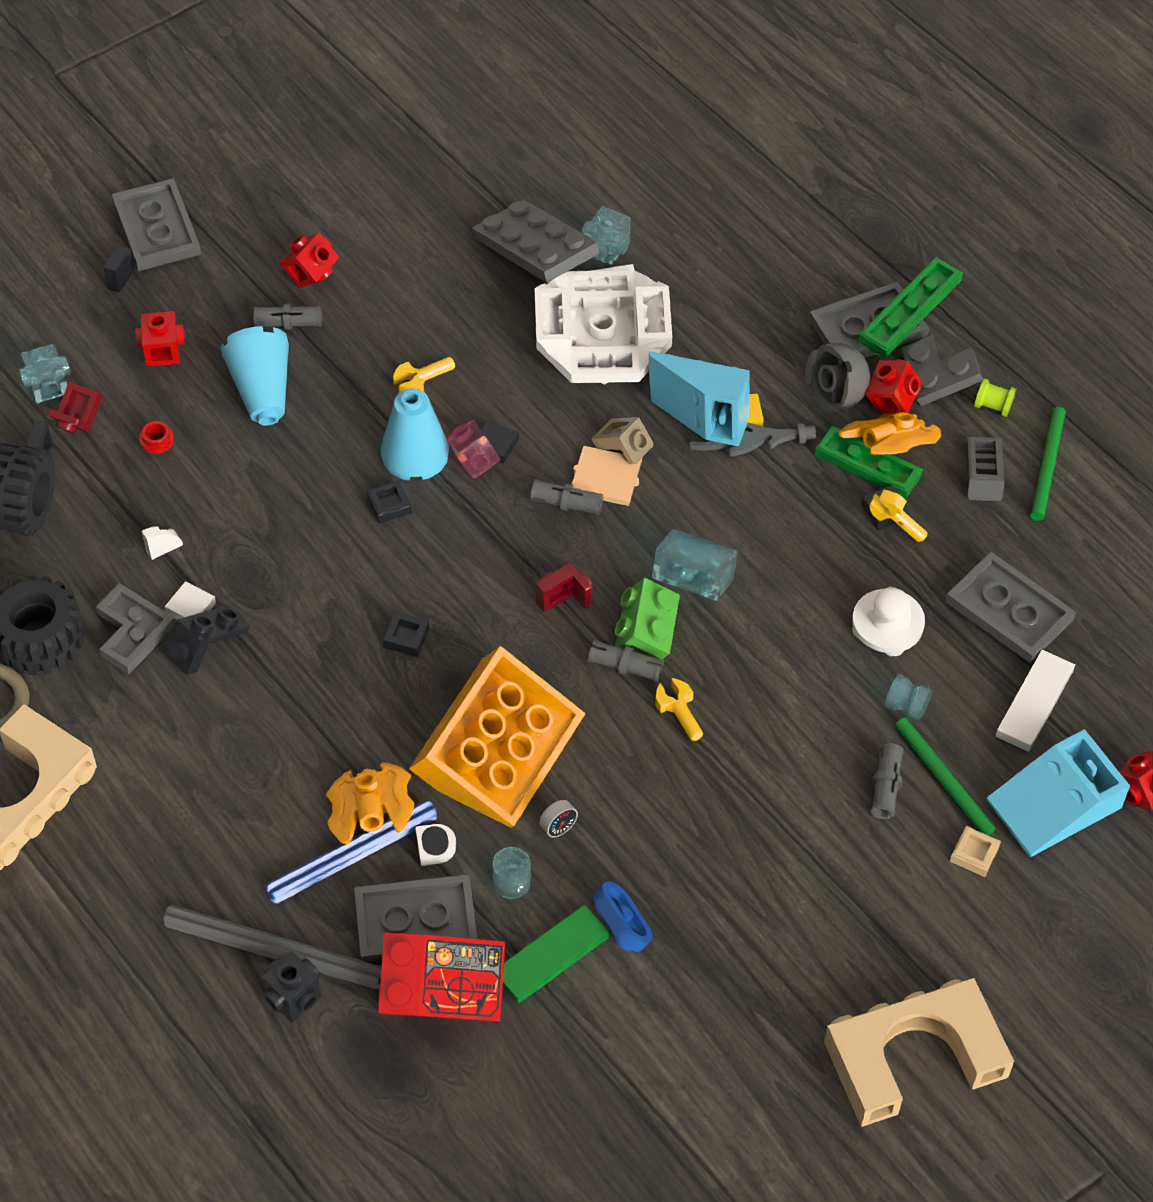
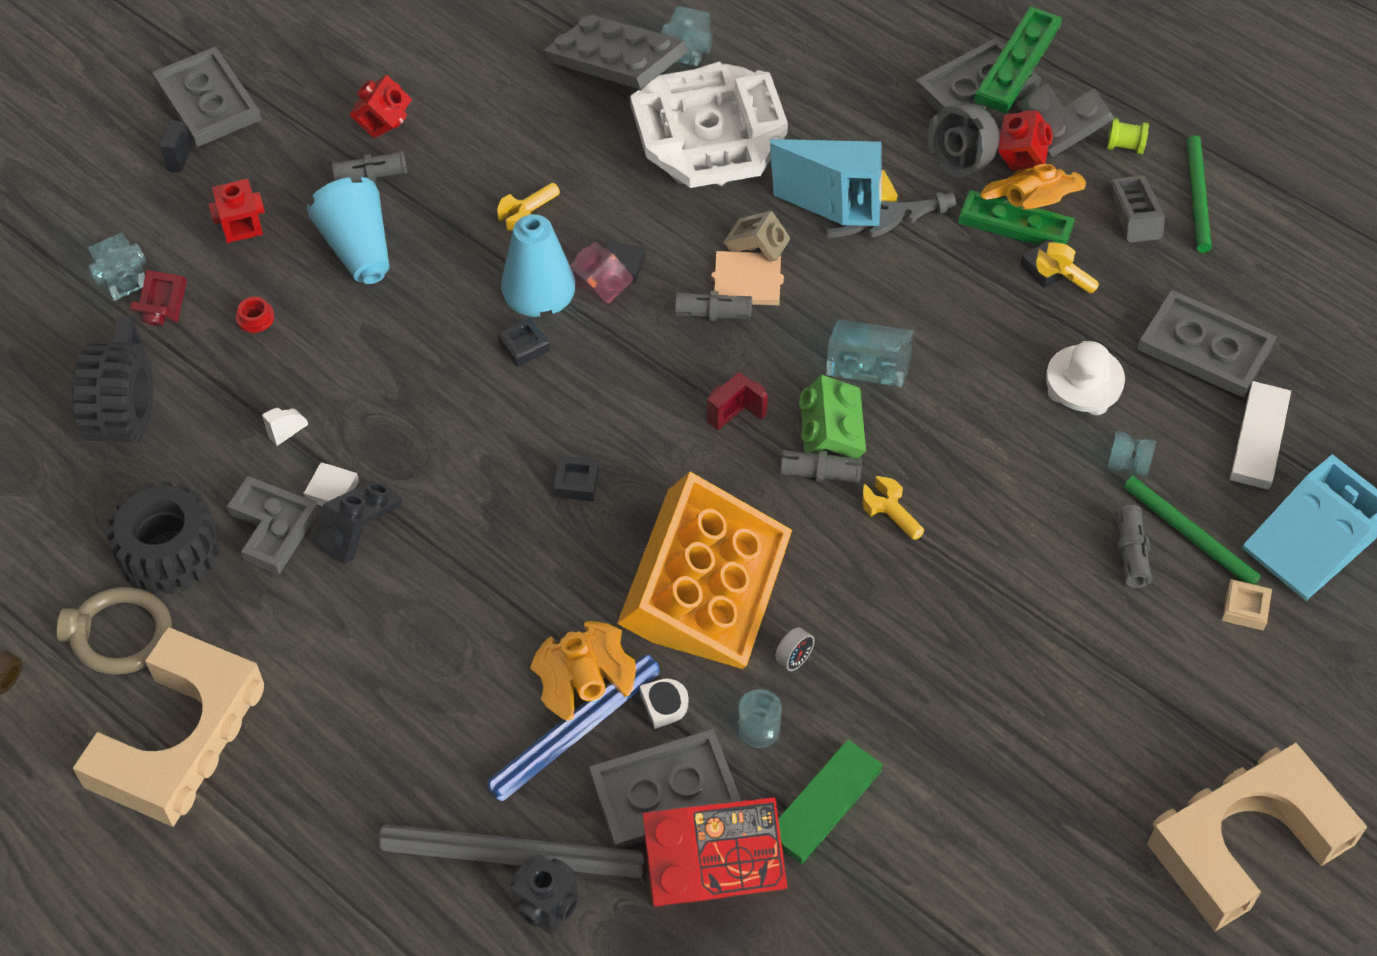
camera: 10 degrees left, 0 degrees up
(623, 917) = (894, 745): blue plate -> none

